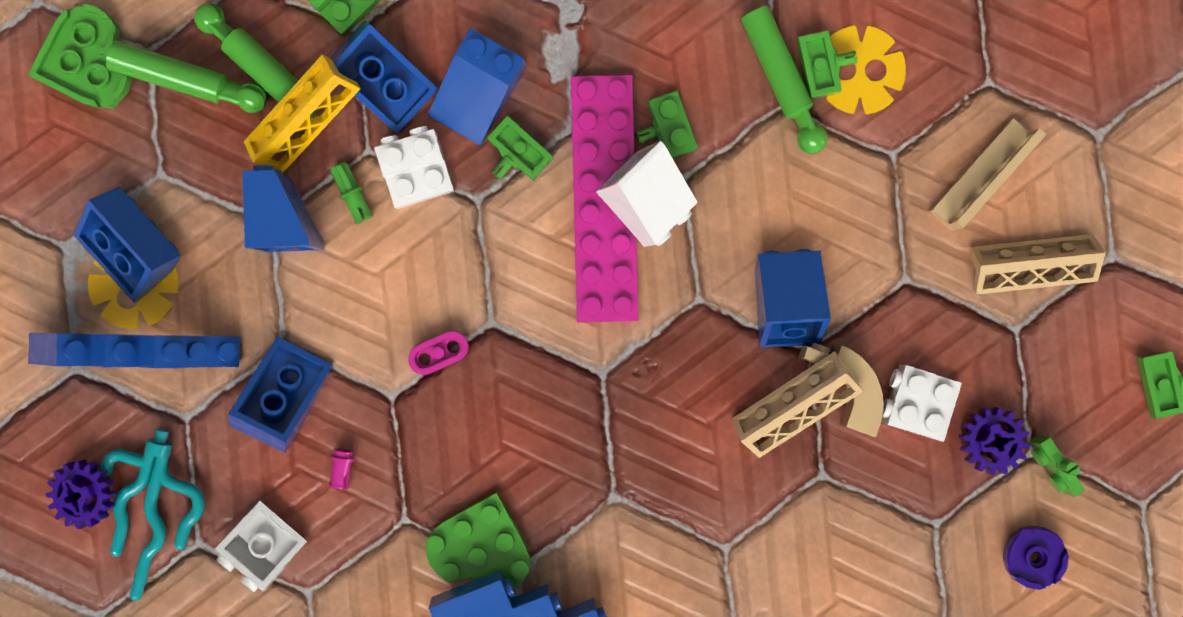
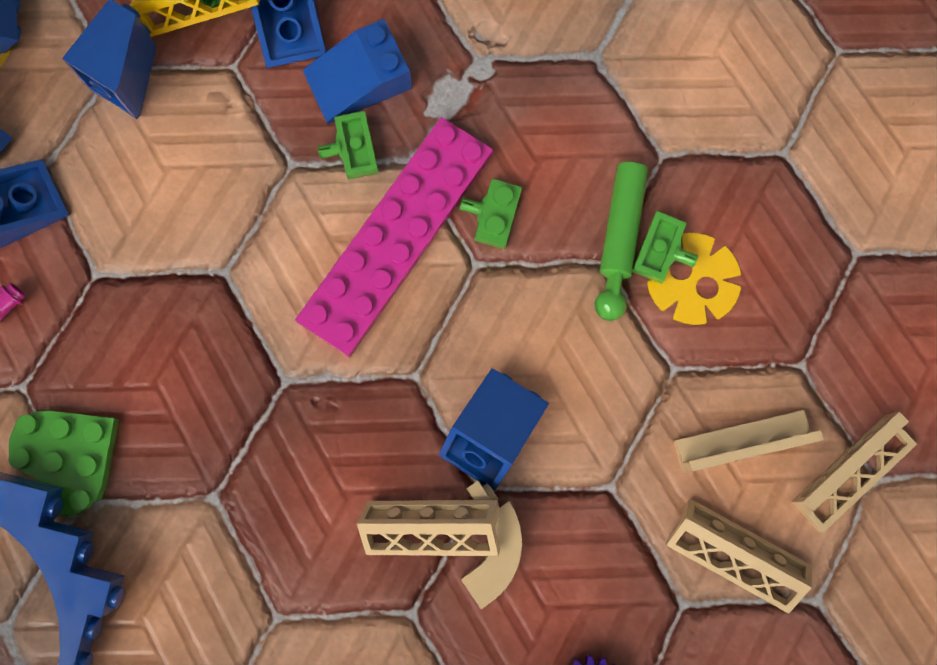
camera: 30 degrees right, 10 degrees down
(351, 192) = (192, 87): bright green axle -> none
(414, 167) = (258, 101): white plate -> none
(439, 352) = (162, 263): dark pink plate -> none
(649, 195) = (432, 250): white slope -> none
(920, 402) = (548, 609): white plate -> none
(1074, 138) = (849, 466): none -> tan fence

